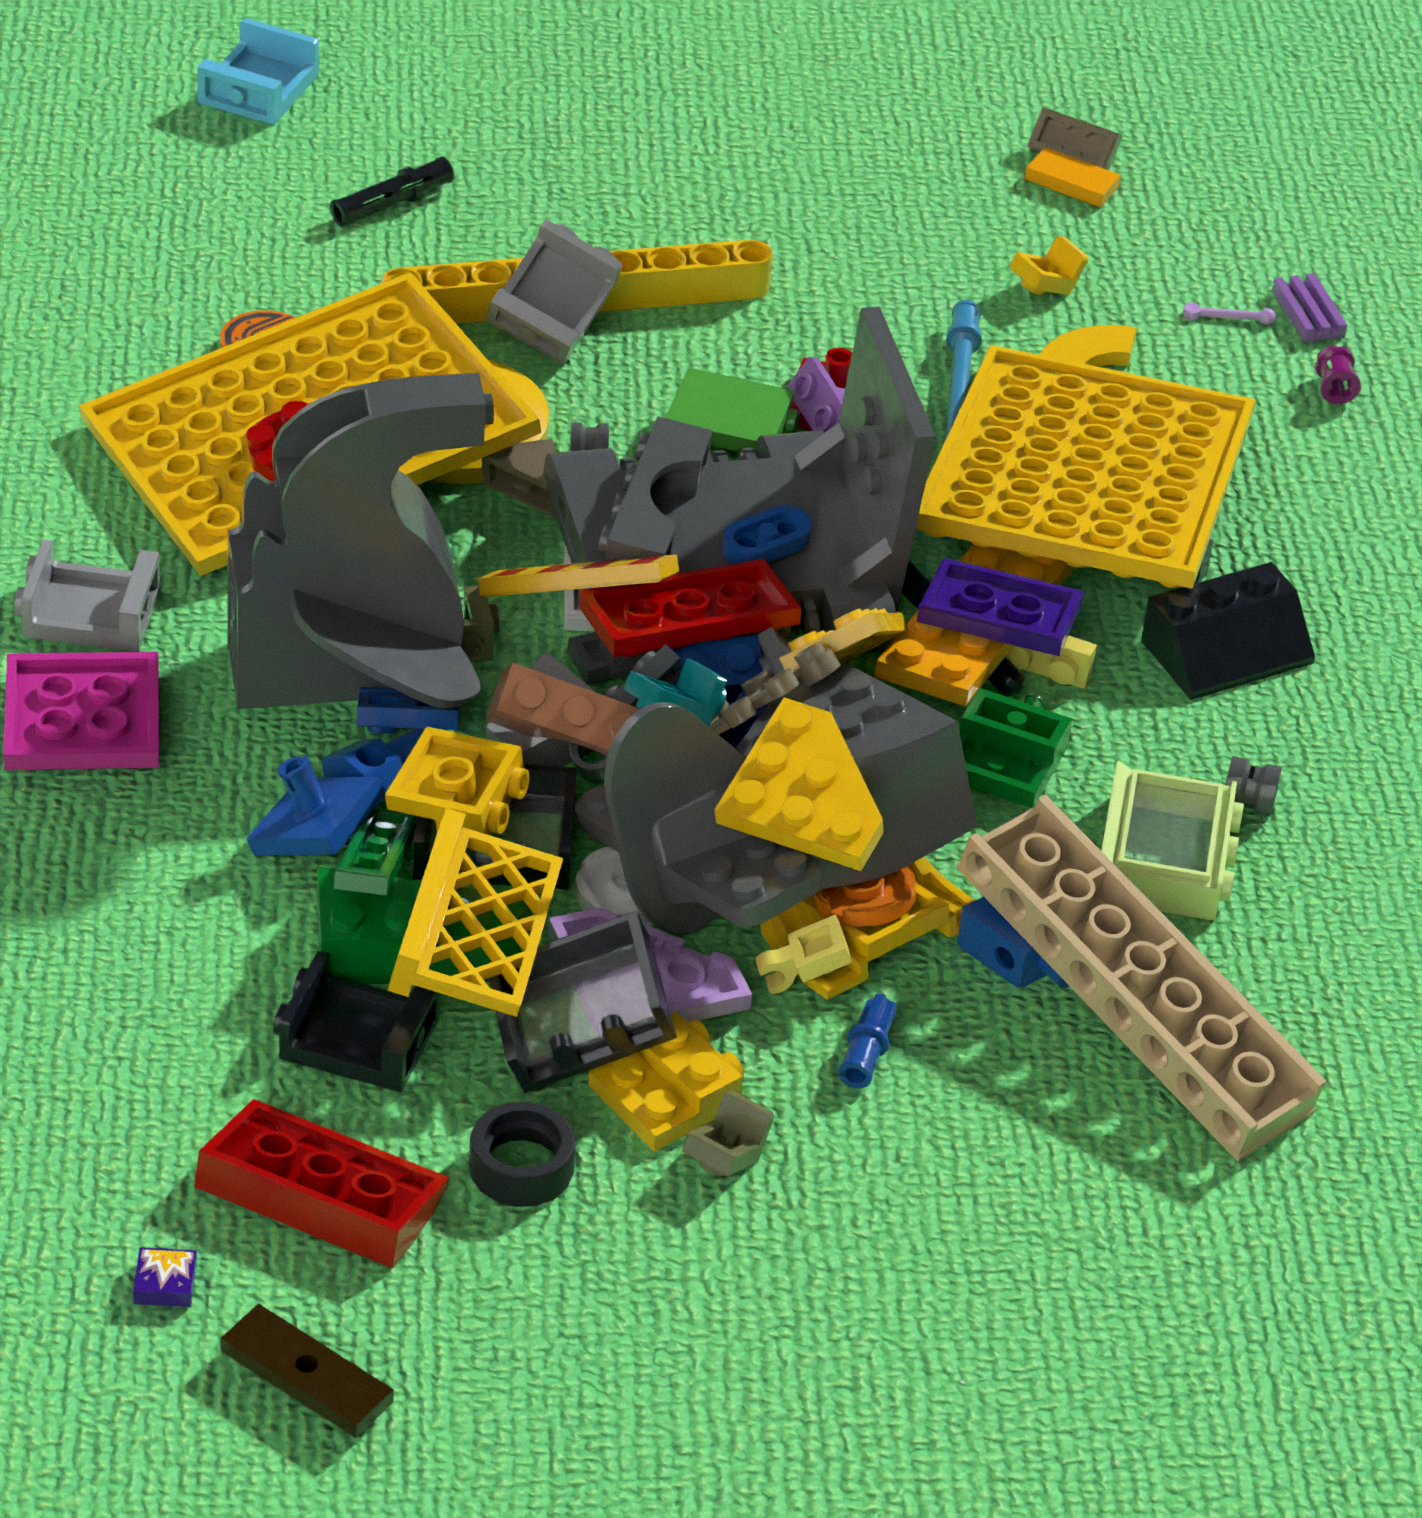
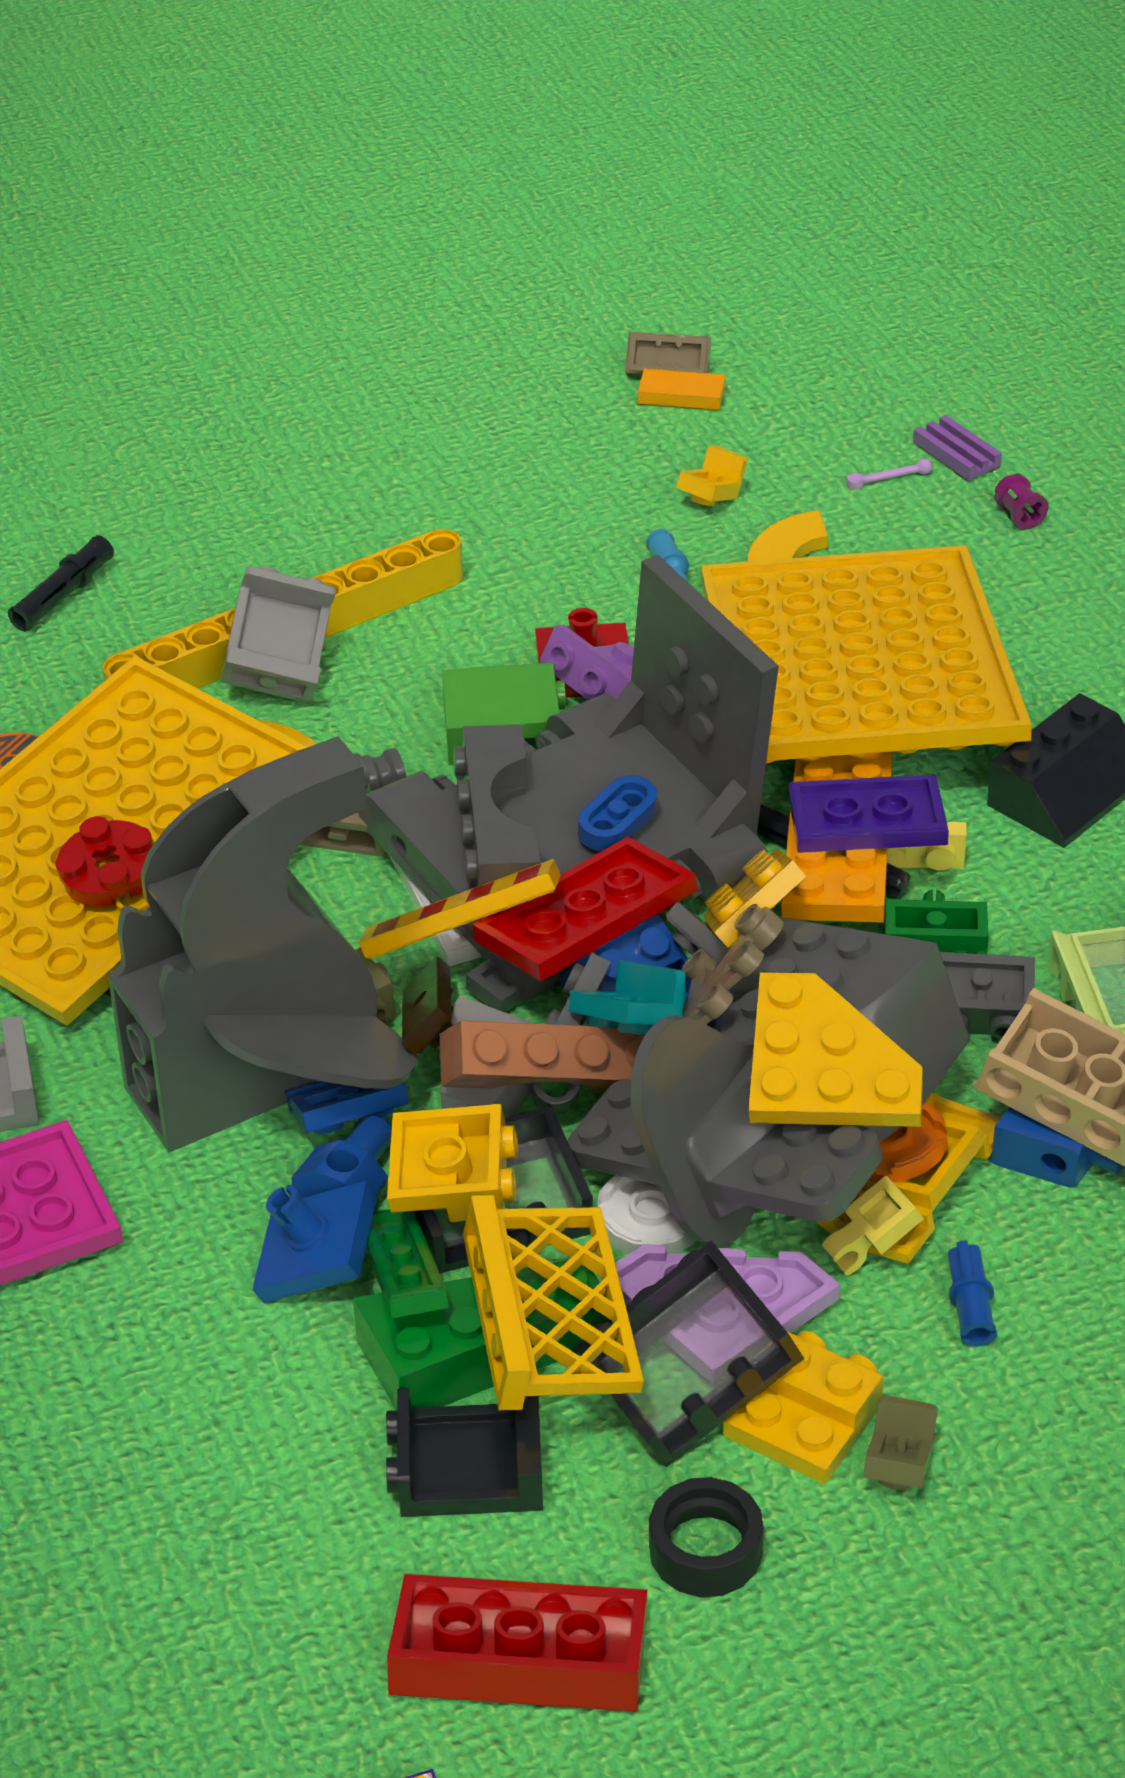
camera: 15 degrees left, 0 degrees up
(519, 648) = (427, 1007): none -> dark brown tile
(1011, 783) = (989, 989): none -> dark grey bracket

